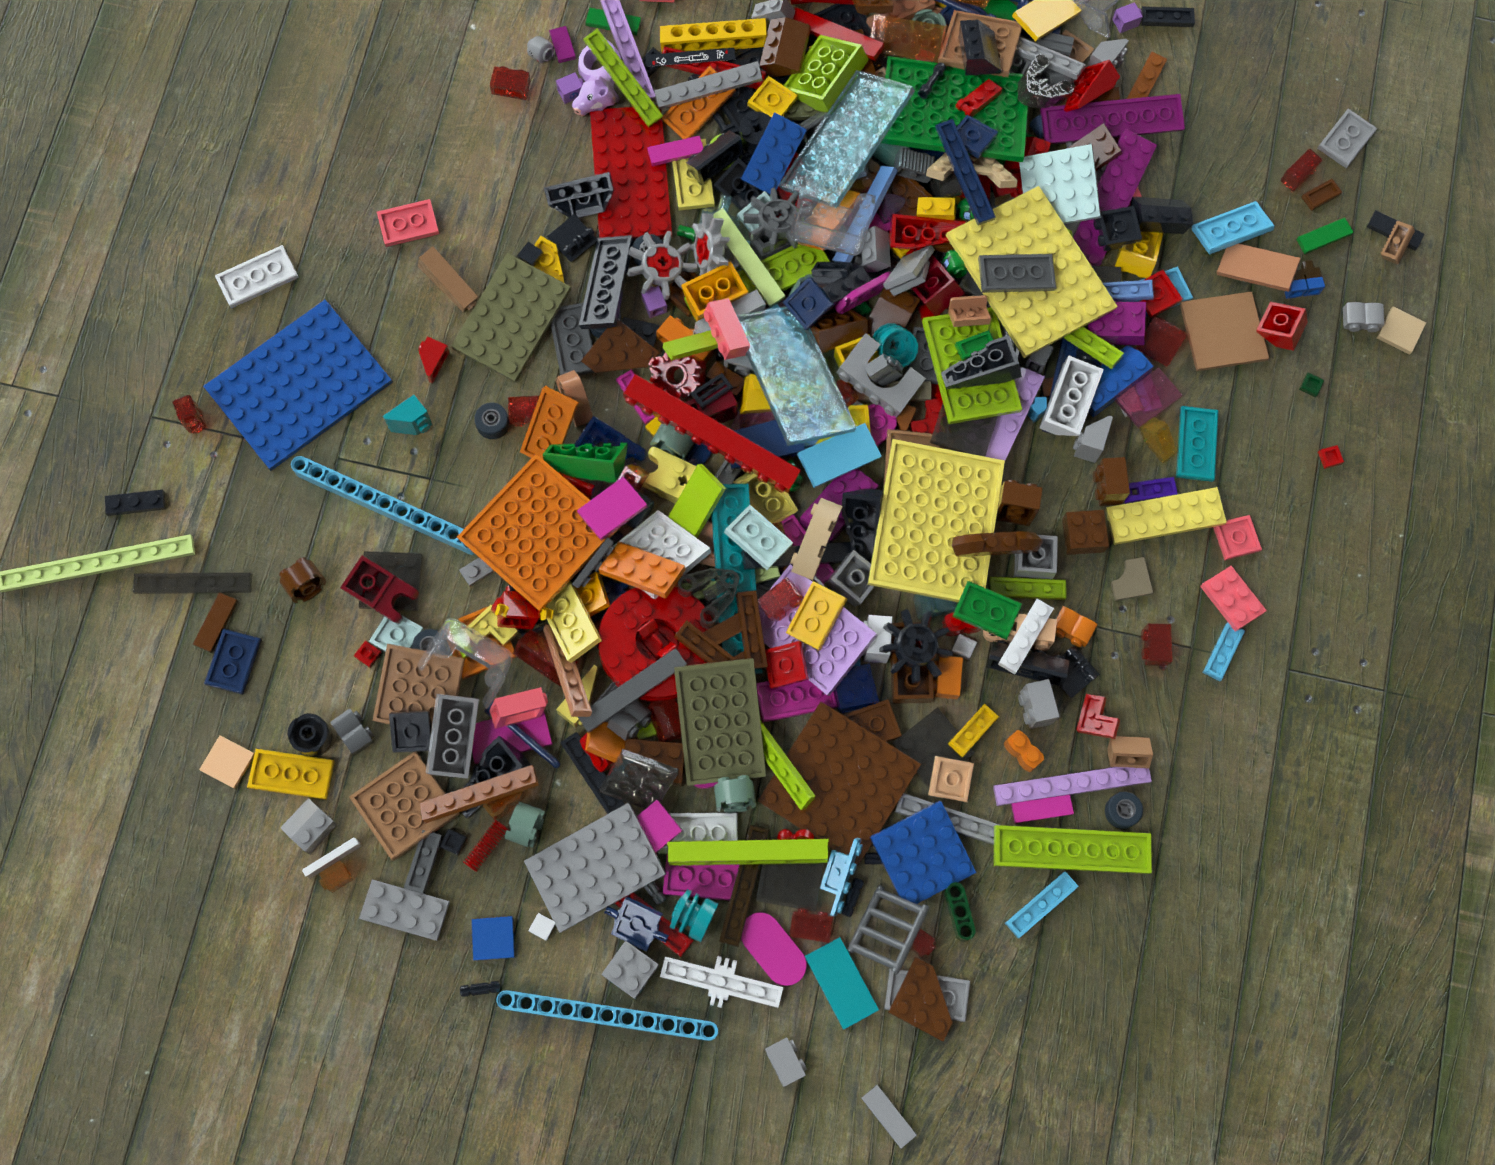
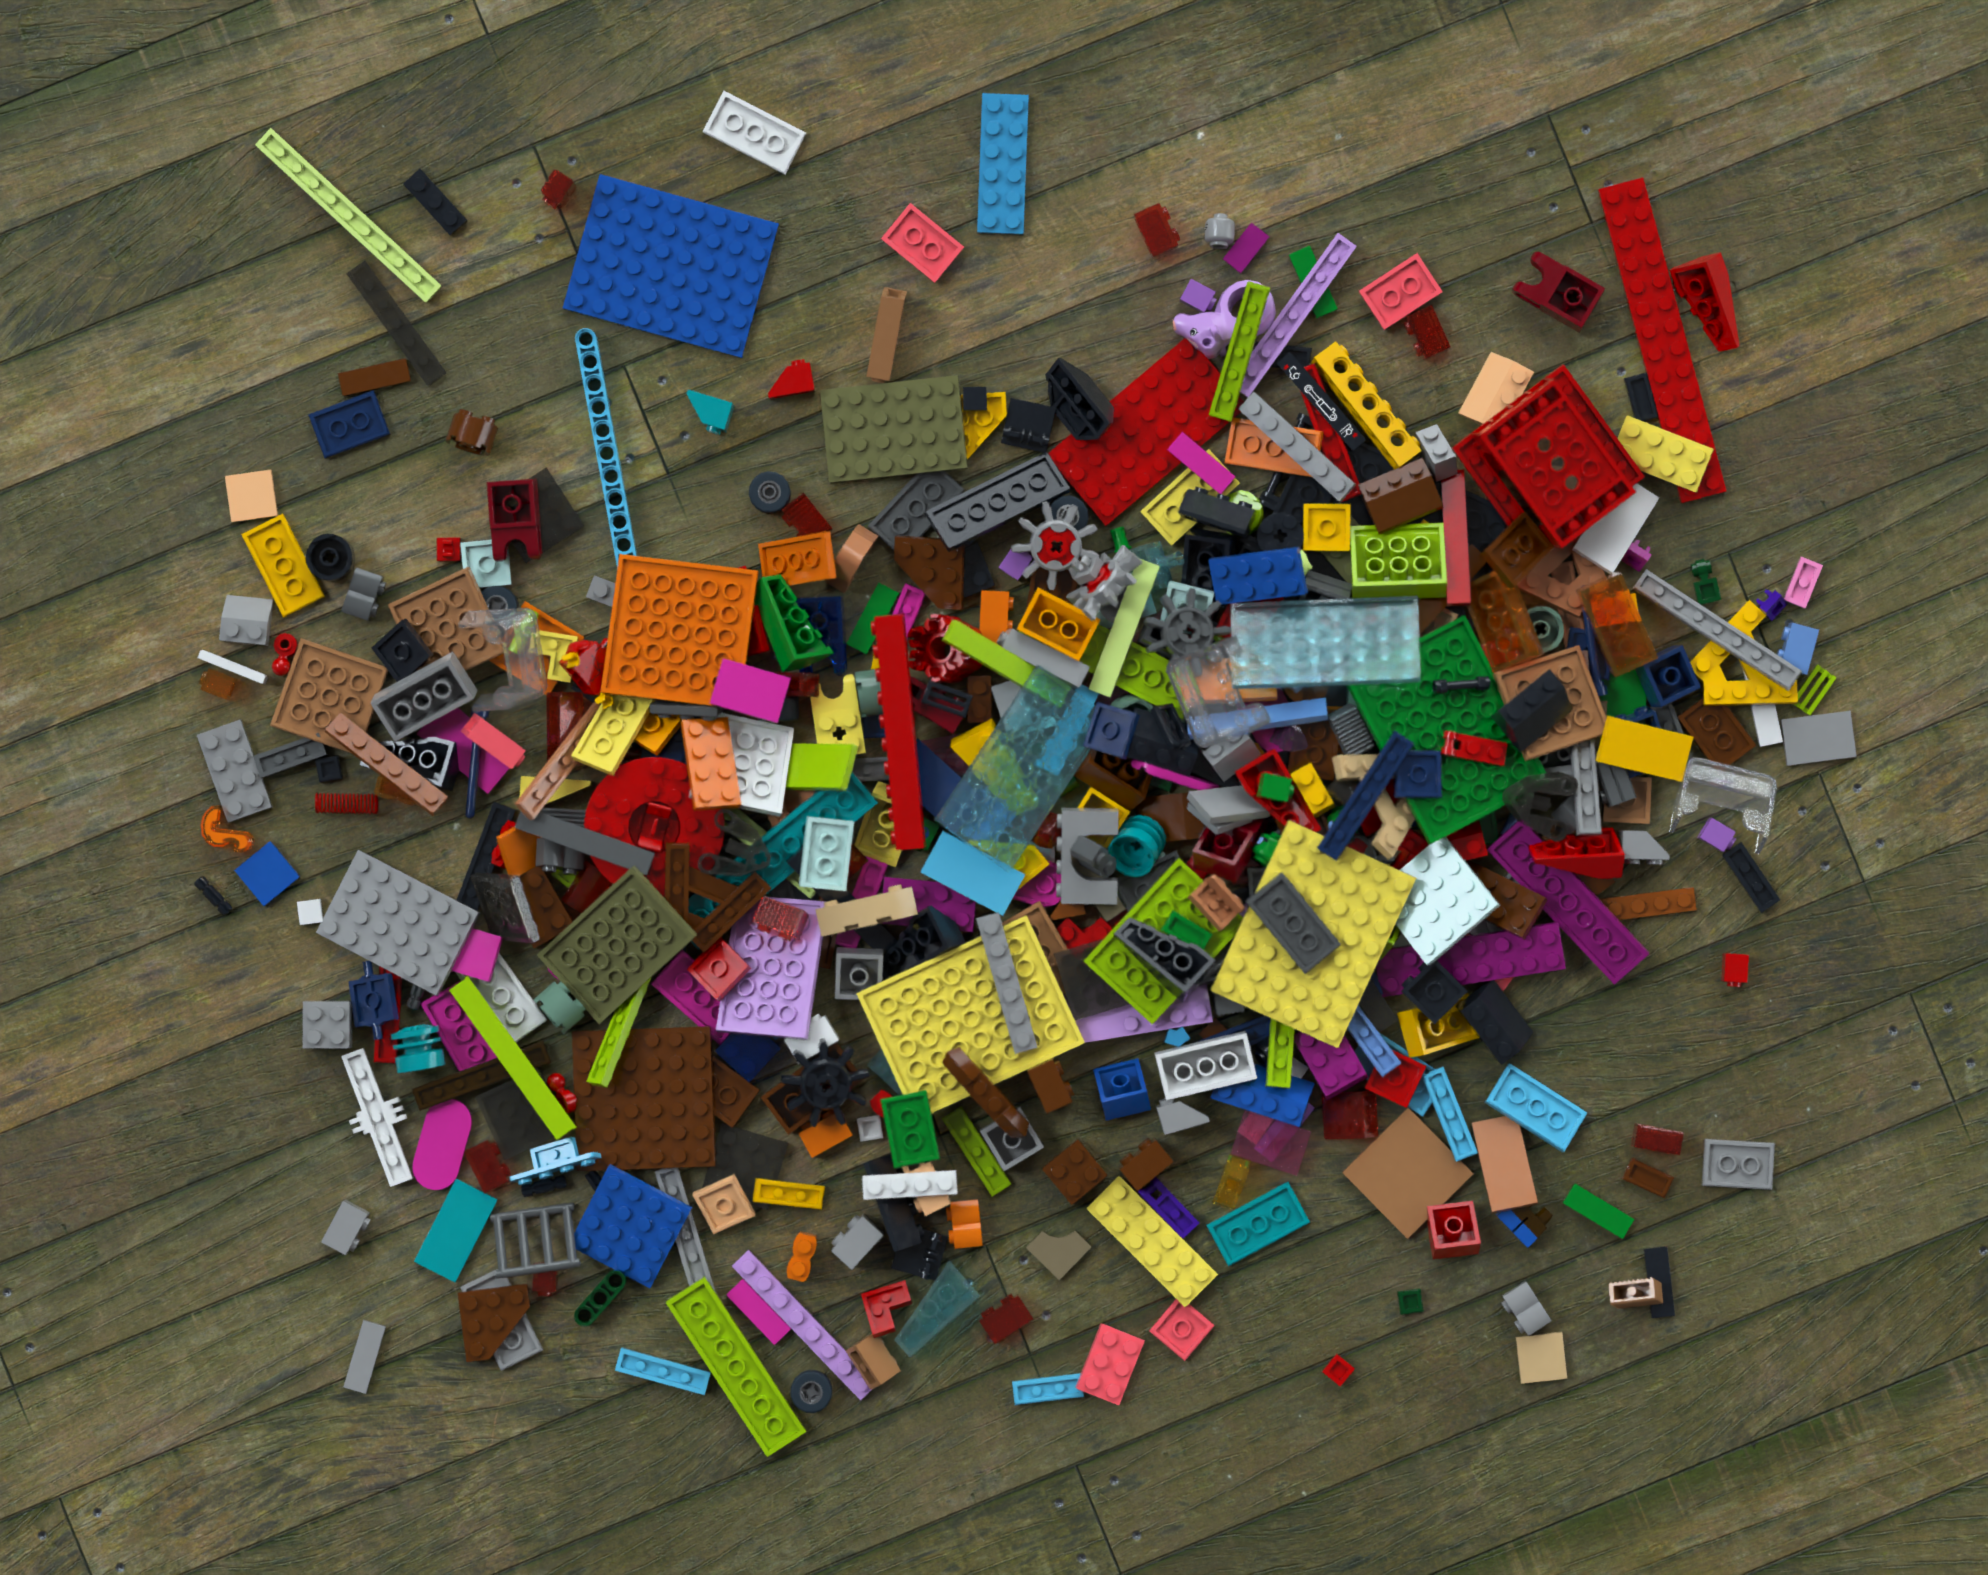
camera: 65 degrees right, 15 degrees up
(357, 824) = (281, 665): none -> red plate
(397, 146) = (1002, 164): none -> dark azure plate
(444, 950) = (219, 837): none -> clear orange animal
(524, 824) = (390, 826): sand green brick -> none
(596, 1018) = (263, 1024): medium azure beam -> none
(623, 414) = (878, 605): none -> green tile
(693, 253) = (1087, 569): none -> light grey tile
(726, 329) = (1018, 669): coral brick -> none
(816, 615) = (787, 965): yellow tile -> none
(919, 226) = (1275, 788): none -> green brick
(930, 480) = (1006, 982): none -> light grey plate
(1049, 466) = (1122, 1089): none -> blue slope
(1122, 683) = (942, 1305): none -> clear light blue wedge
(1203, 279) = (1449, 1114): none -> medium azure tile
(1220, 60) = (1735, 969): none -> red brick

